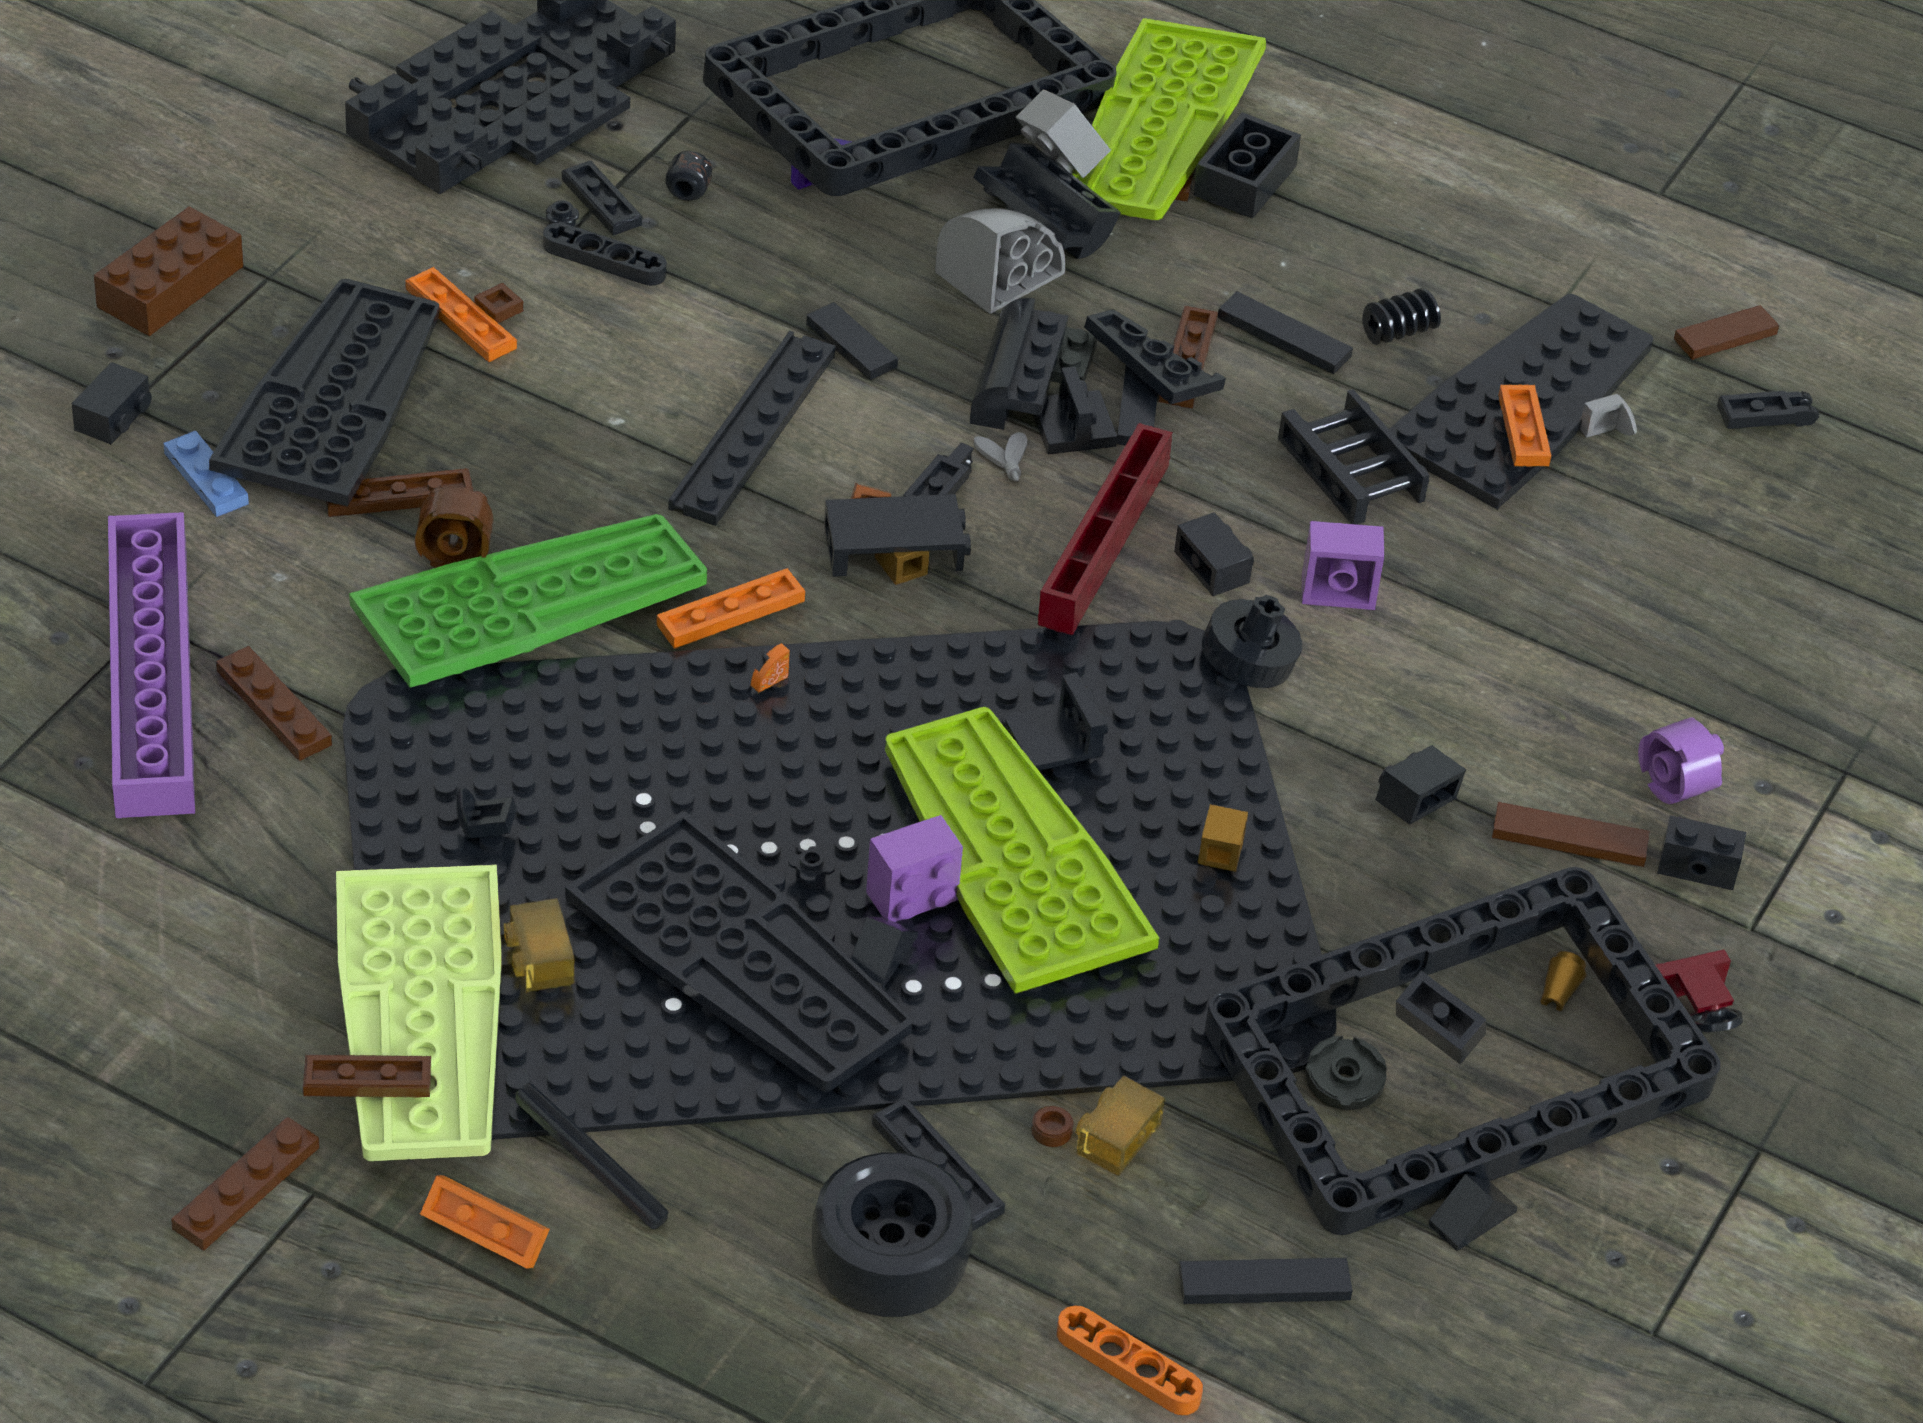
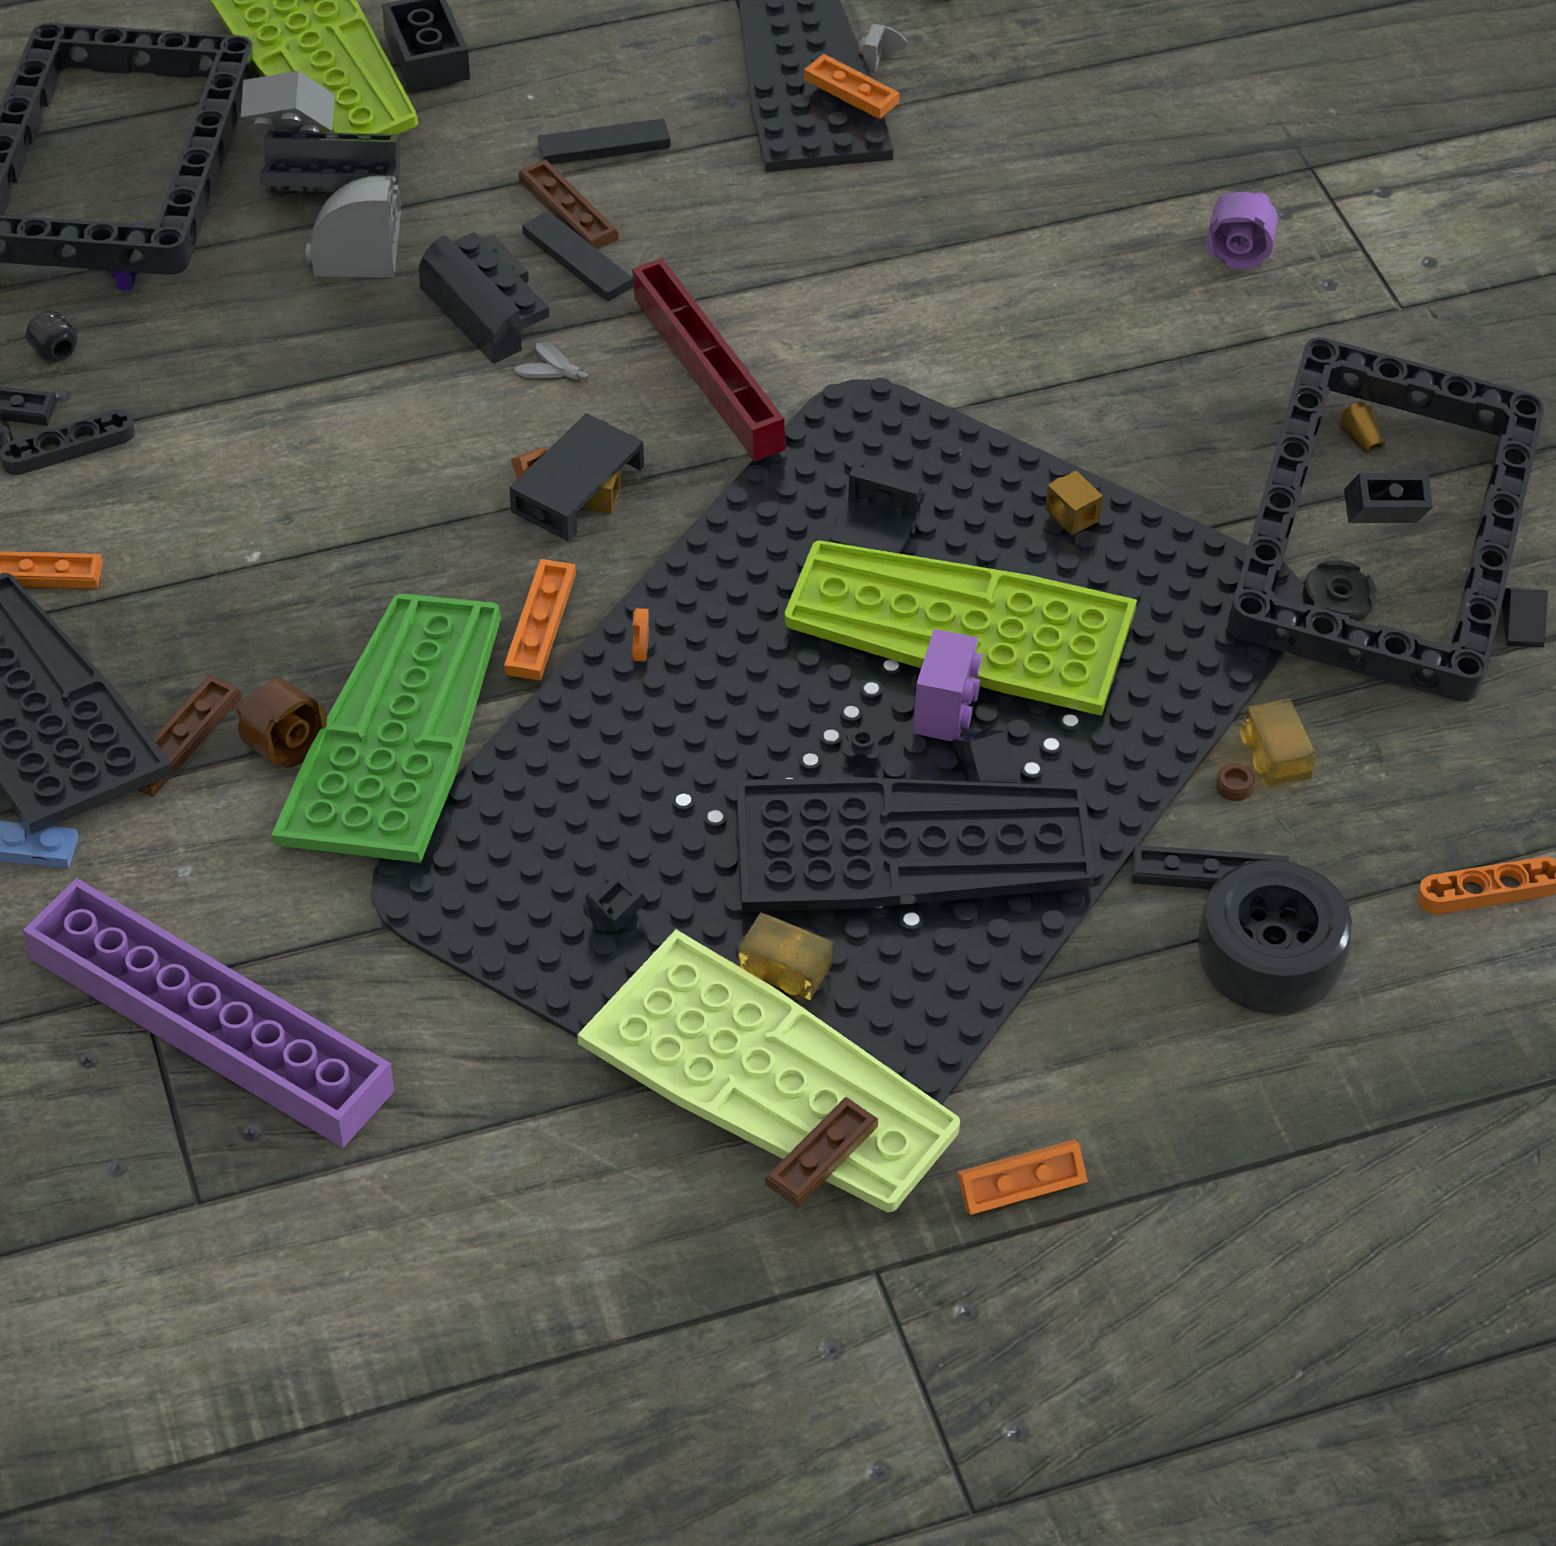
camera: 45 degrees left, 5 degrees up
(245, 1183) = (829, 1310): reddish brown plate -> none
(274, 703) = (326, 962): reddish brown plate -> none
(499, 302) = (49, 536): reddish brown plate -> none
(592, 1156) = (1018, 1067): black axle -> none
(751, 428) = (360, 484): black plate -> none
(852, 341) = (335, 367): black tile -> none
(944, 473) = (542, 413): black hinge -> none
(1075, 418) = (570, 300): black bracket -> none
(1152, 359) = (557, 221): black wing -> none
(1214, 554) = (785, 324): black brick -> none
(1259, 627) = (899, 360): black piece -> none
(1265, 1280) = (1484, 763): black tile -> none
(1338, 479) = (768, 211): black fence -> none
(1342, 565) = (882, 264): medium lavender brick -> none
(1401, 316) = (666, 73): black piece -> none
(1420, 784) = (1122, 370): black brick -> none
(1571, 834) = (1234, 332): reddish brown tile -> none
(1701, 852) = (1325, 280): black brick -> none
(1703, 983) = (1453, 358): dark red piece -> none

